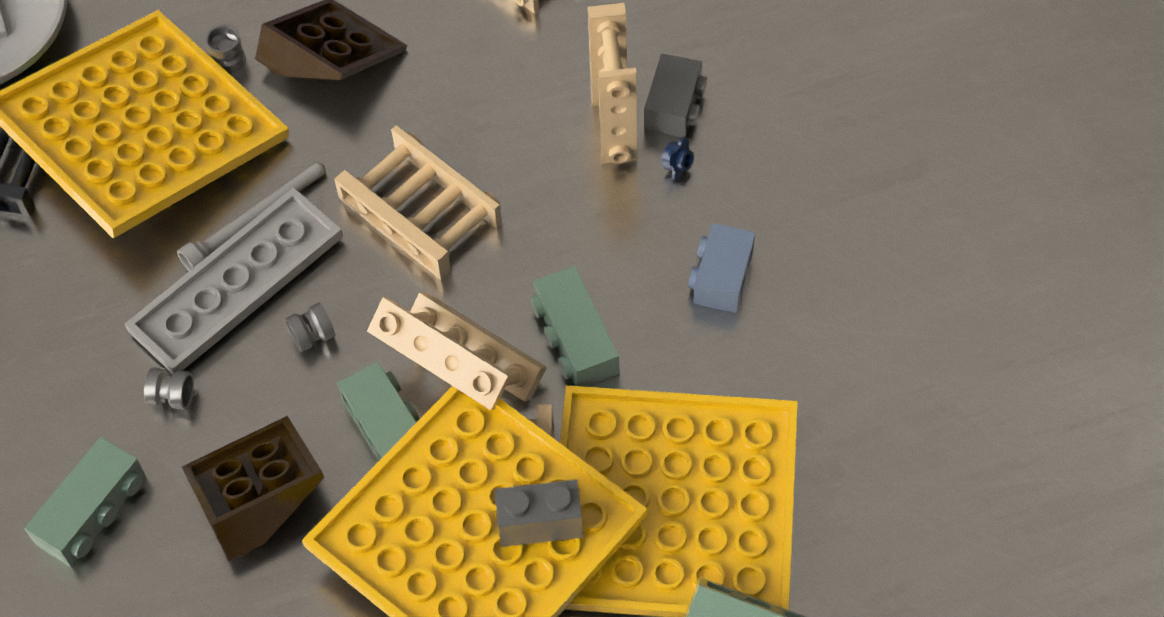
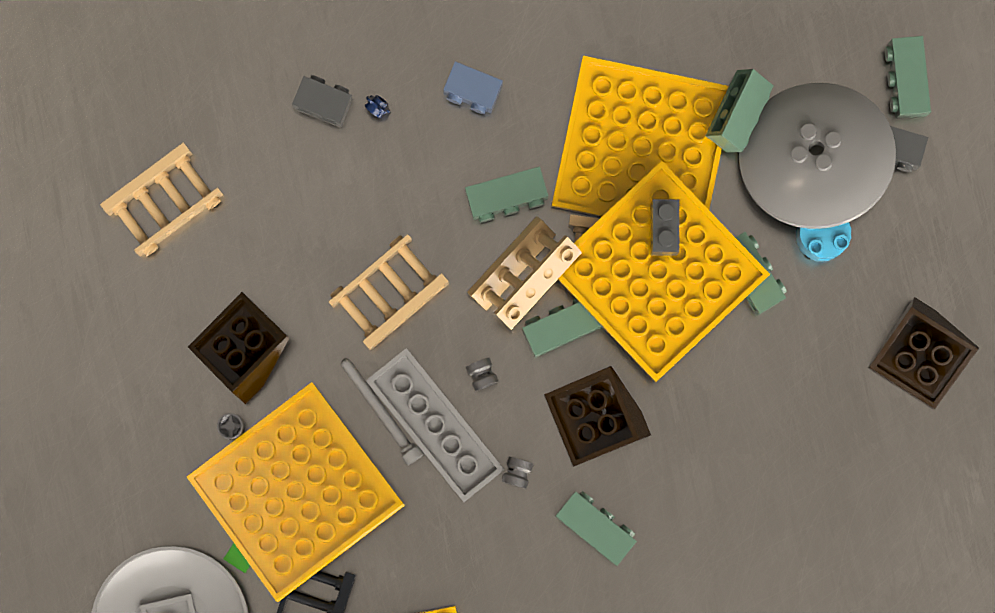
camera: 90 degrees left, 25 degrees up
(613, 83) = (313, 141): tan fence -> none

